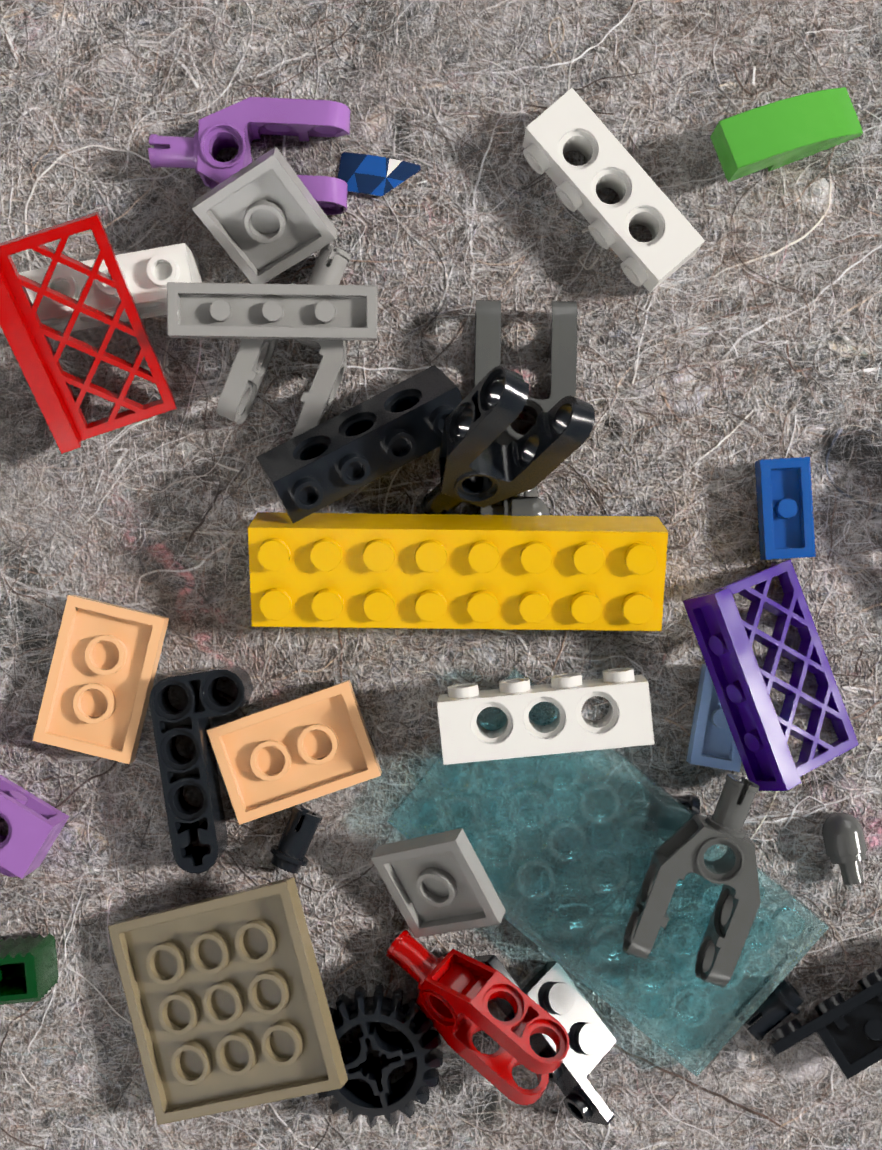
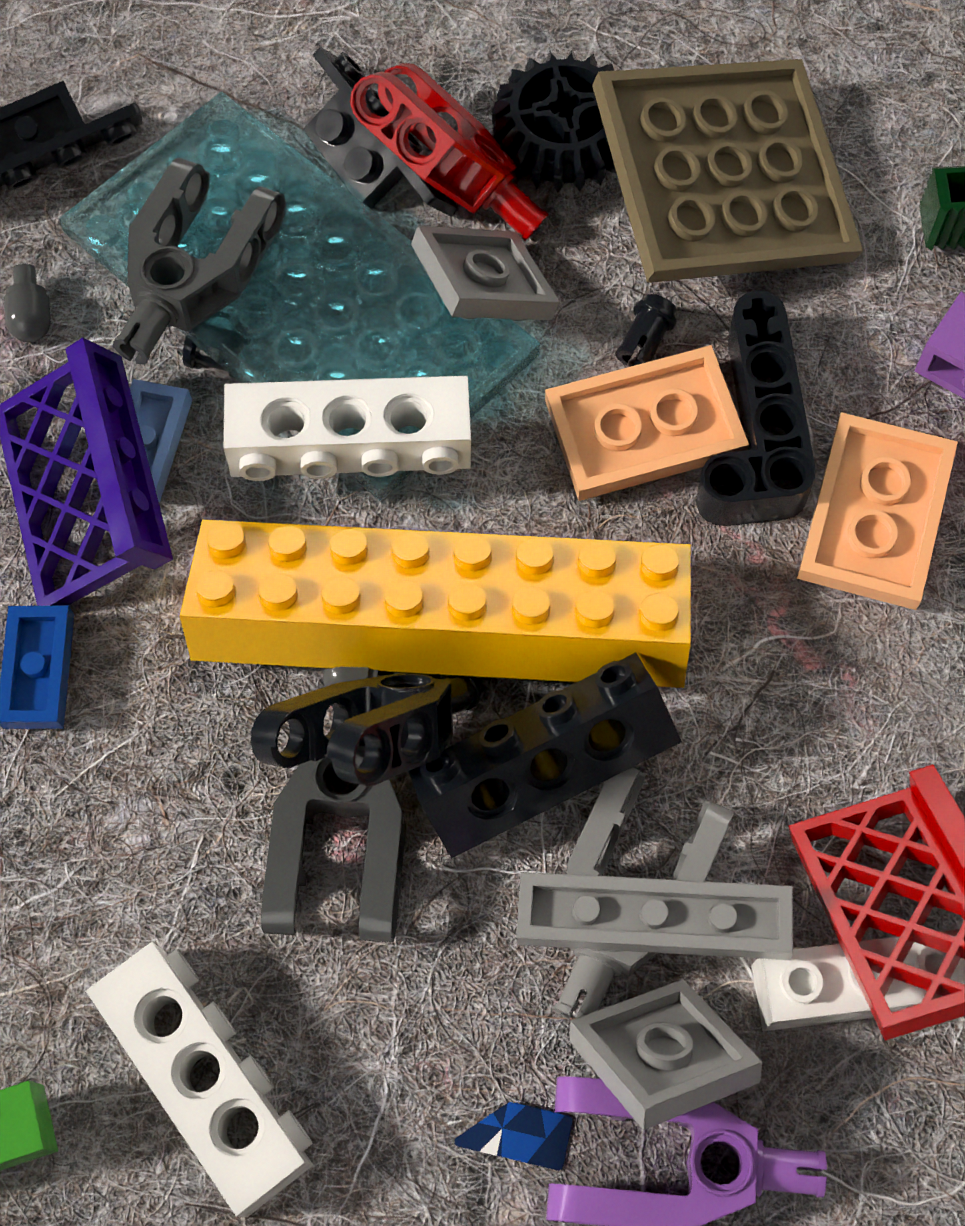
camera: 165 degrees left, 20 degrees down
(774, 1009) = (120, 155): black pin -> none

